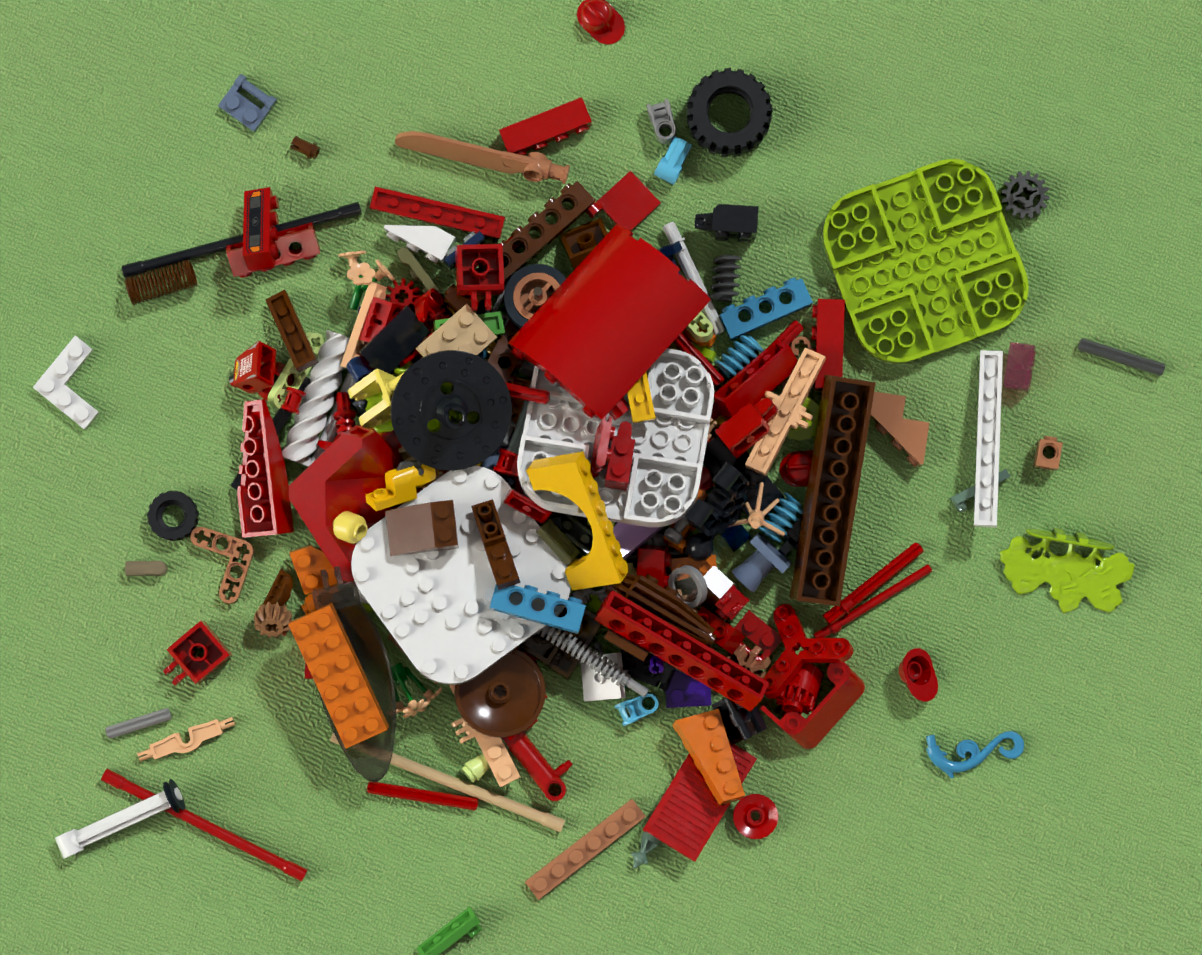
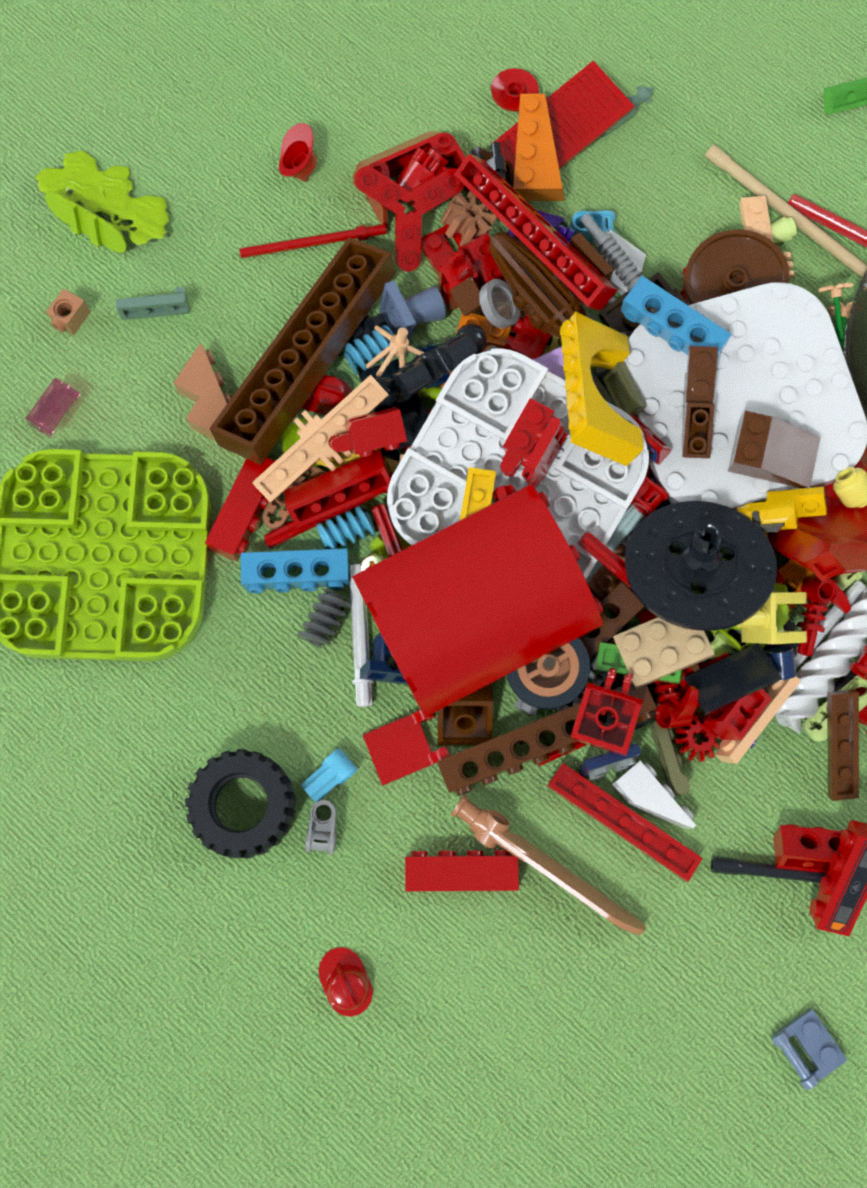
camera: 170 degrees left, 10 degrees down
(305, 147) = (750, 957): reddish brown pin -> none
(363, 274) = (743, 777): light nougat plant -> none
(536, 764) = (712, 199): red piece -> none
(585, 849) = (694, 124): nougat plate -> none
(730, 222) = (293, 675): black hinge -> none
(873, 583) = (299, 256): red axle -> none
(977, 756) = (275, 70): dark azure plant -> none
(988, 439) = (119, 343): white plate -> none

